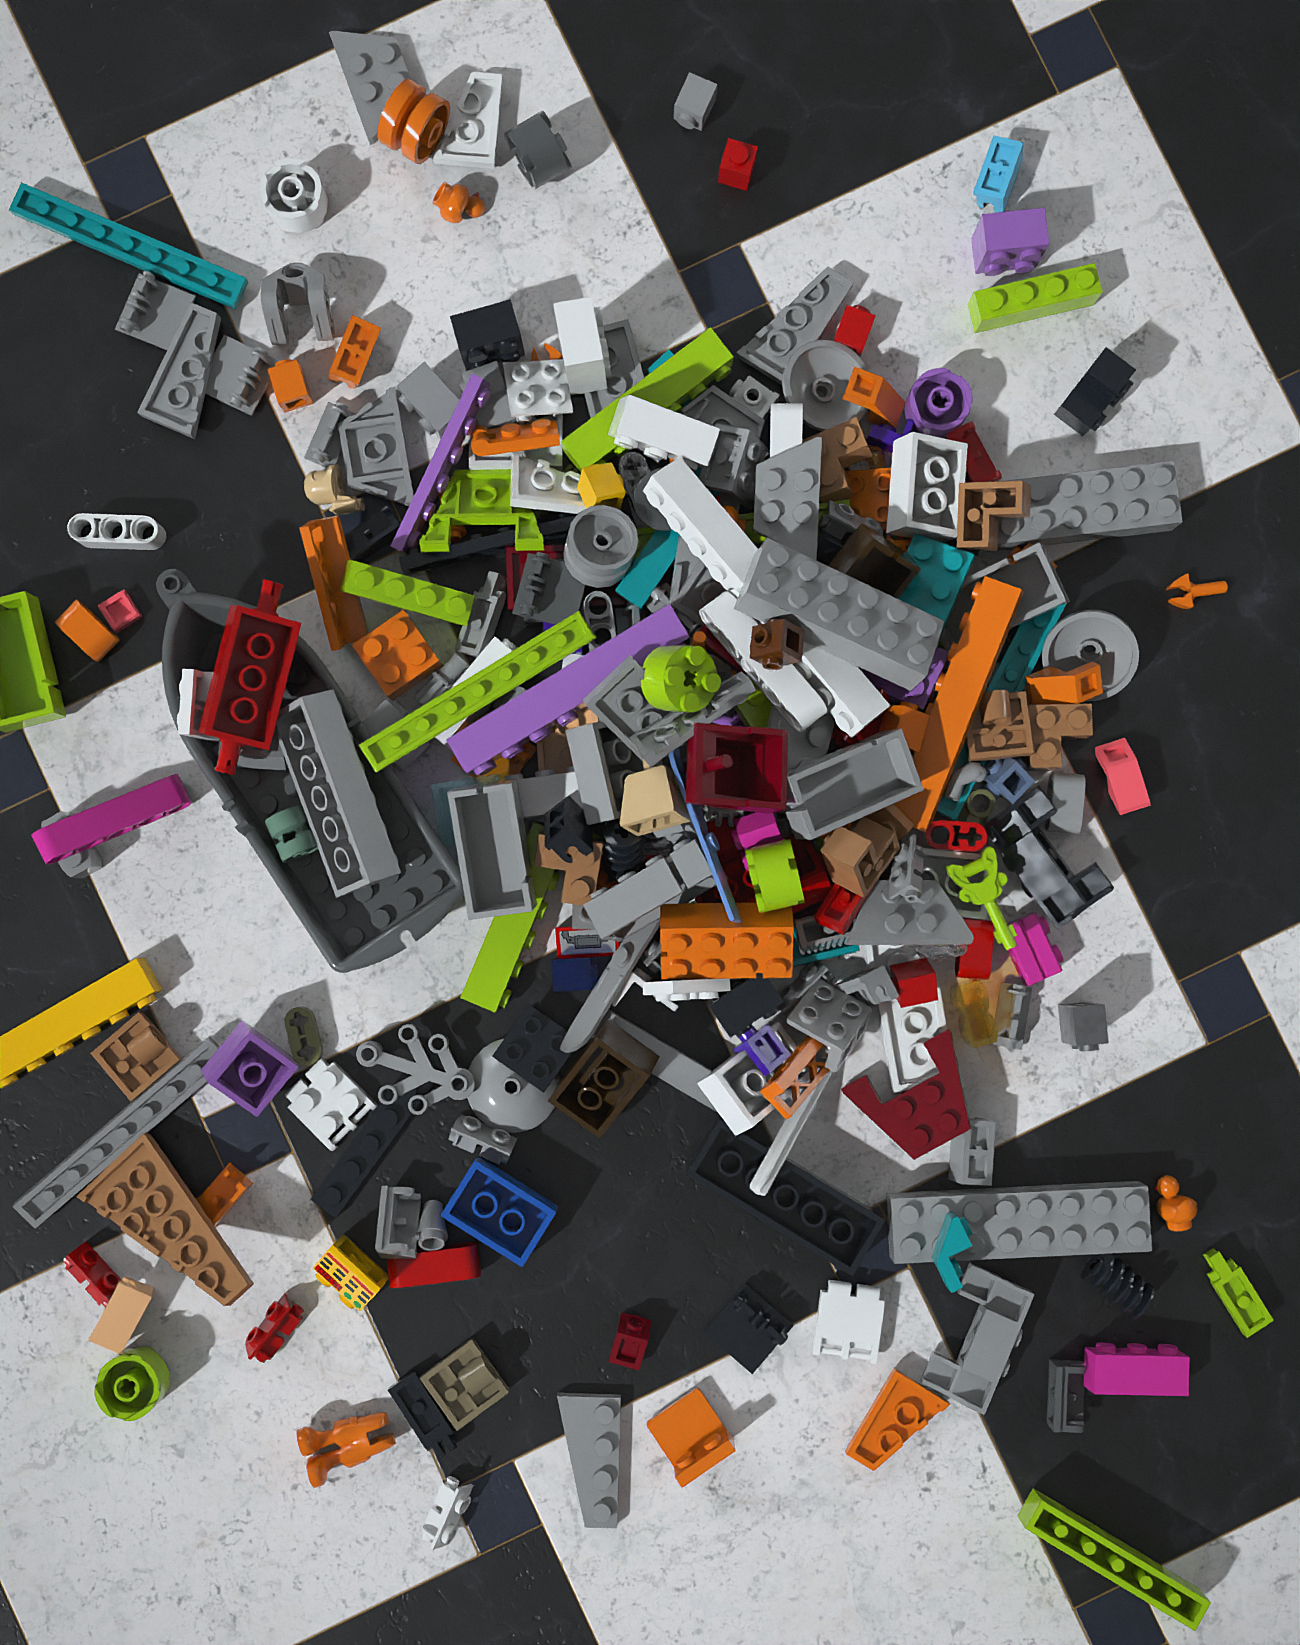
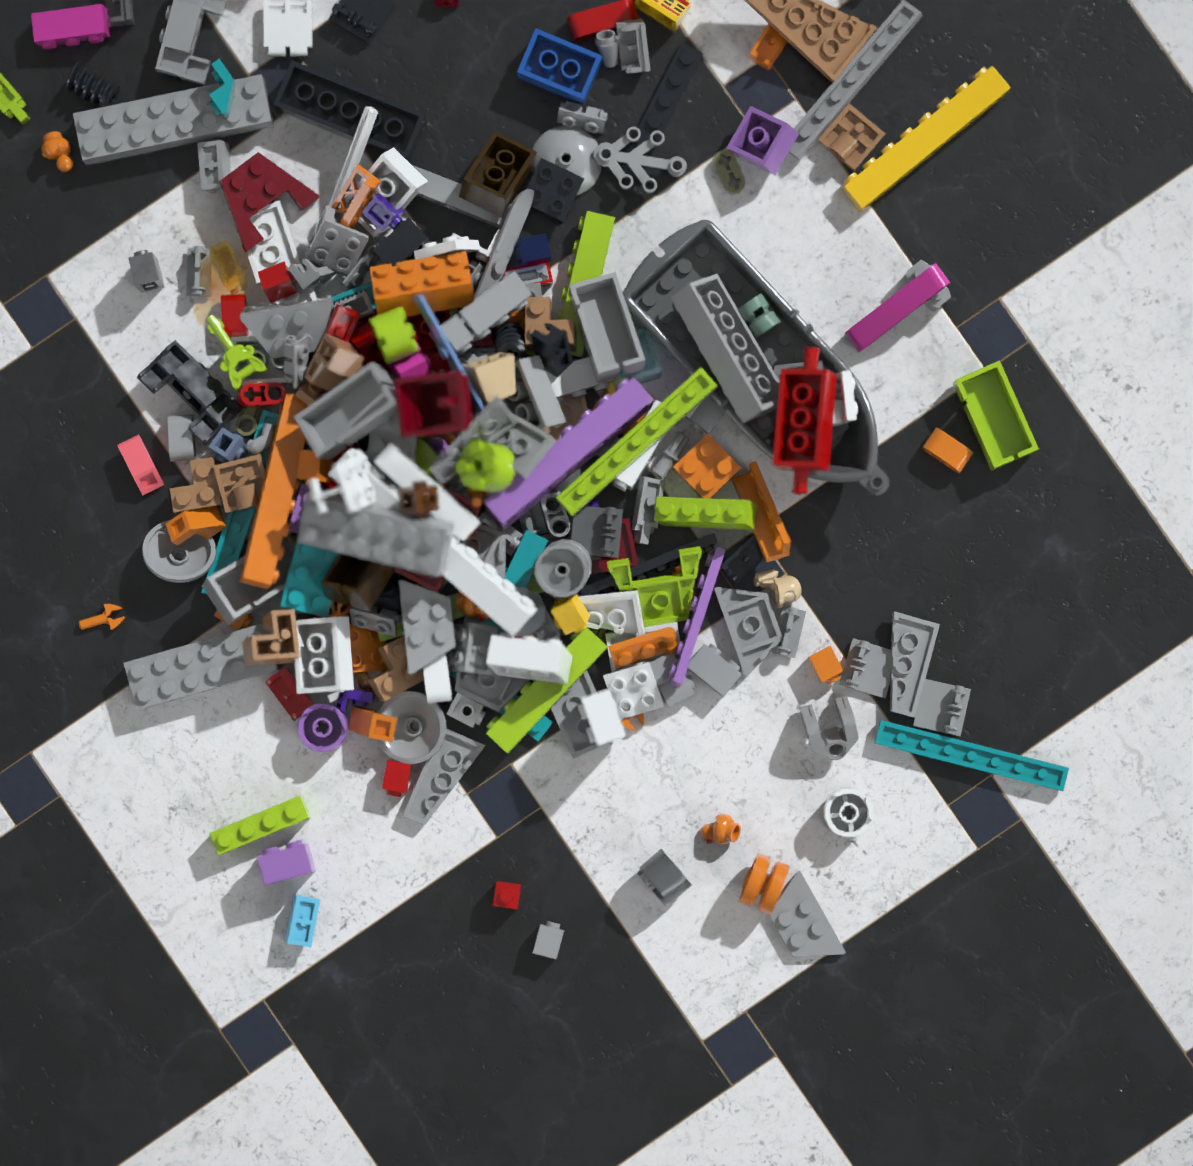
camera: 170 degrees right, 0 degrees up
(102, 528) = (949, 524): white beam -> none
(120, 611) = (926, 470): coral tile -> none
(328, 1102) = (702, 126): white plate -> none
(354, 352) = (780, 697): orange hinge -> none
(474, 129) = (718, 896): white wing -> none
(488, 335) = (678, 723): black brick -> none
(862, 675) = (353, 484): none -> white plate
(1034, 954) = (191, 322): dark pink brick -> none
(1100, 386) = (204, 755): black brick -> none

